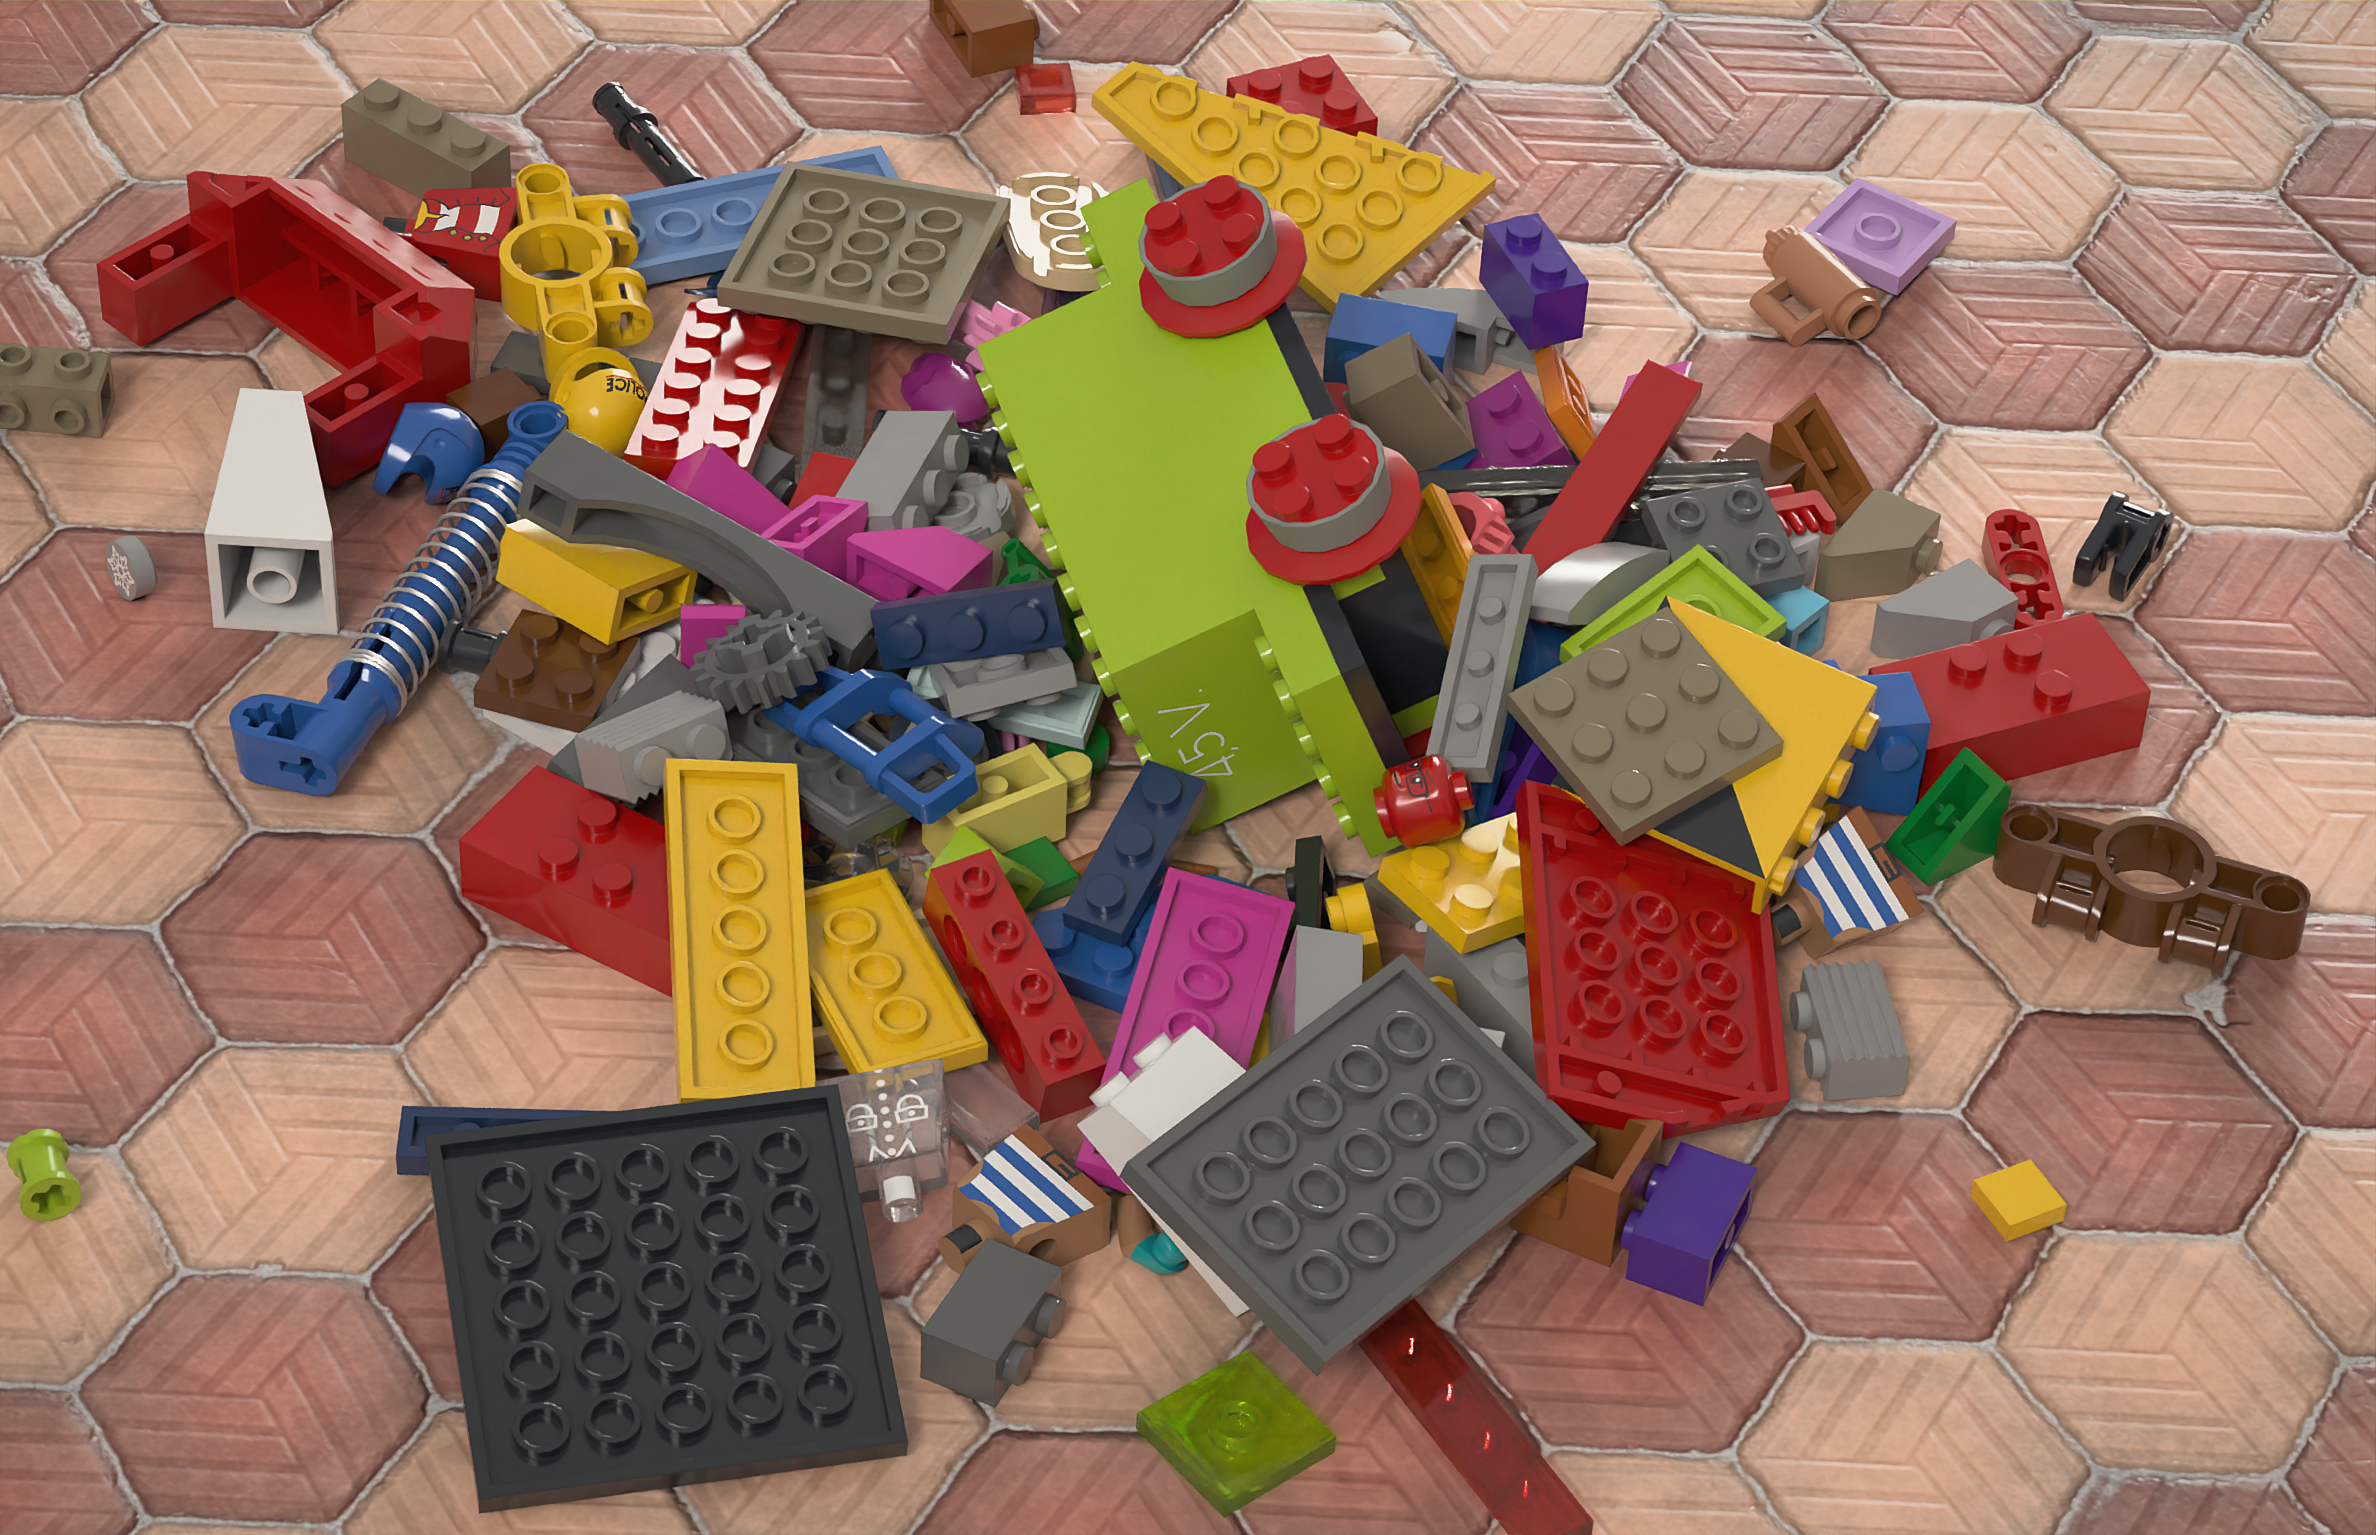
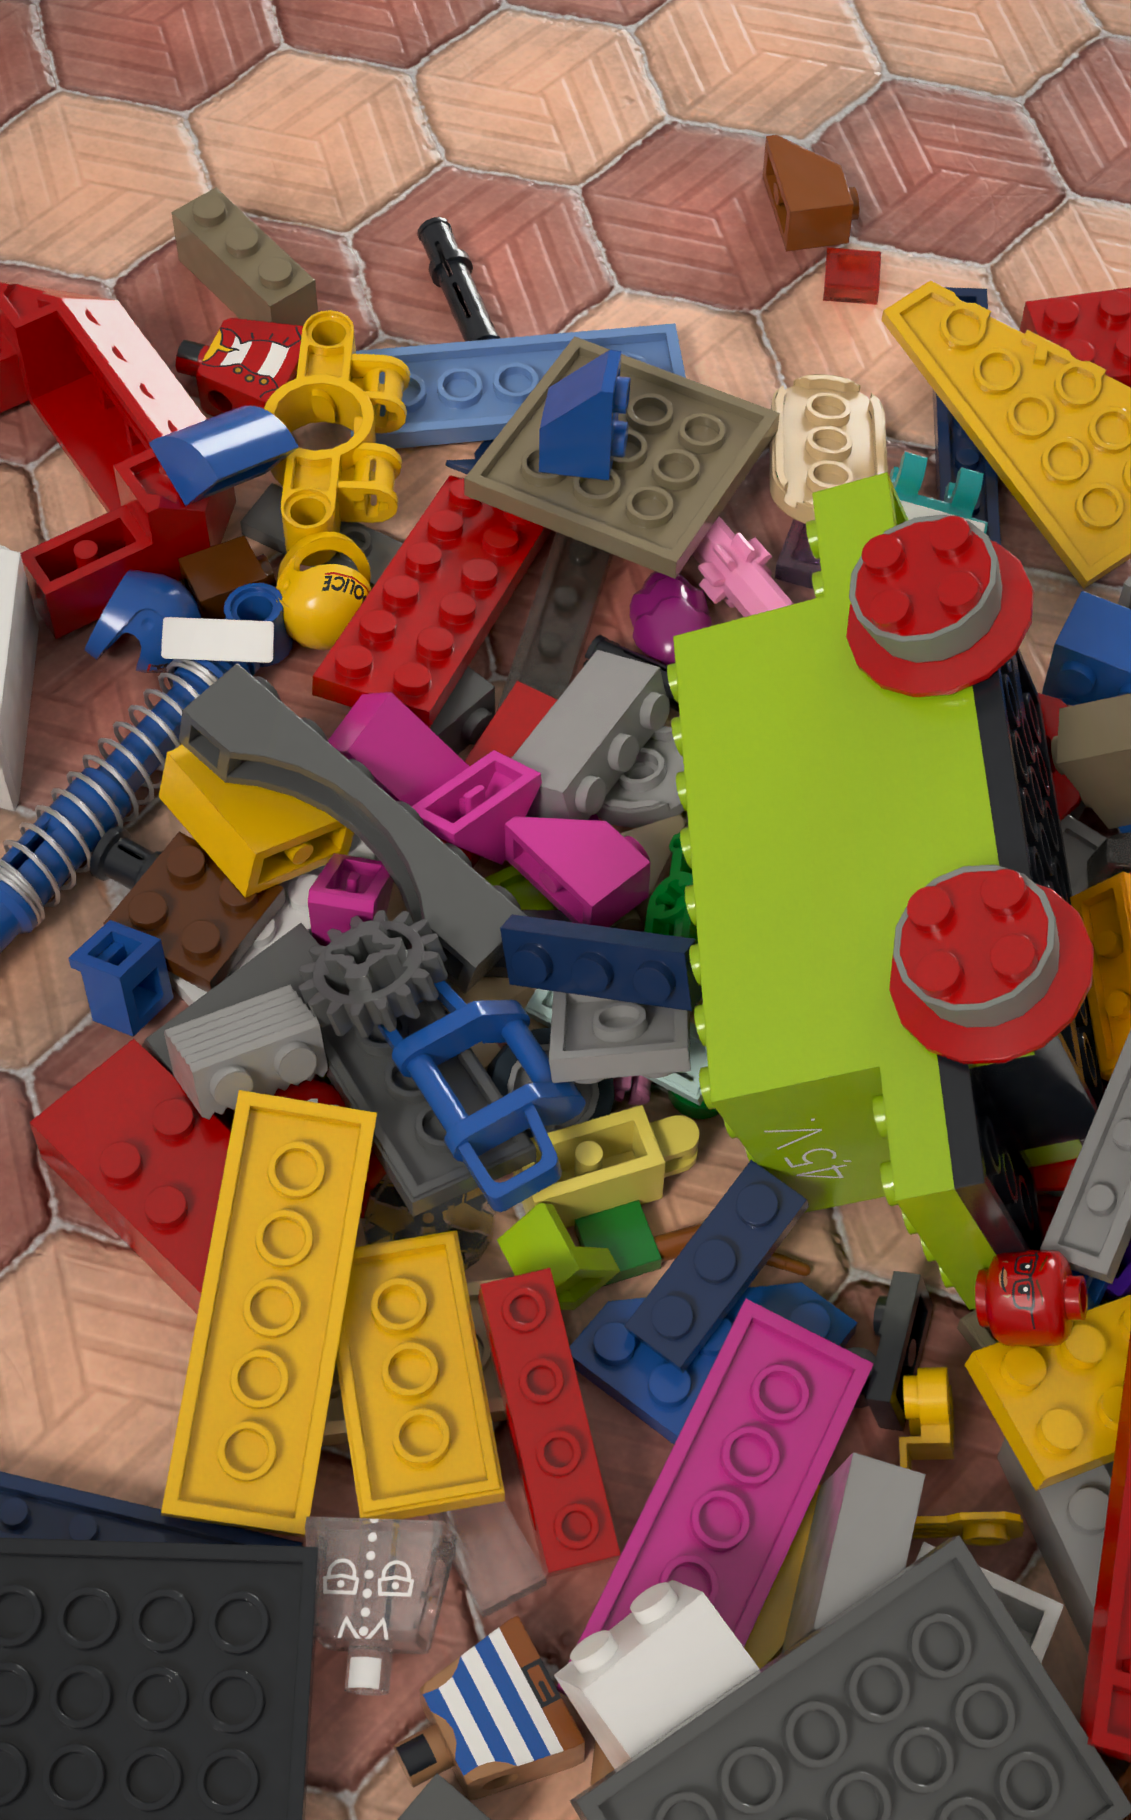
camera: 15 degrees right, 15 degrees up
(478, 285) = (223, 451): none -> blue brick
(503, 448) = (217, 639): none -> white sticker
(505, 729) = (123, 977): none -> blue brick
(826, 215) = (581, 420): none -> blue slope

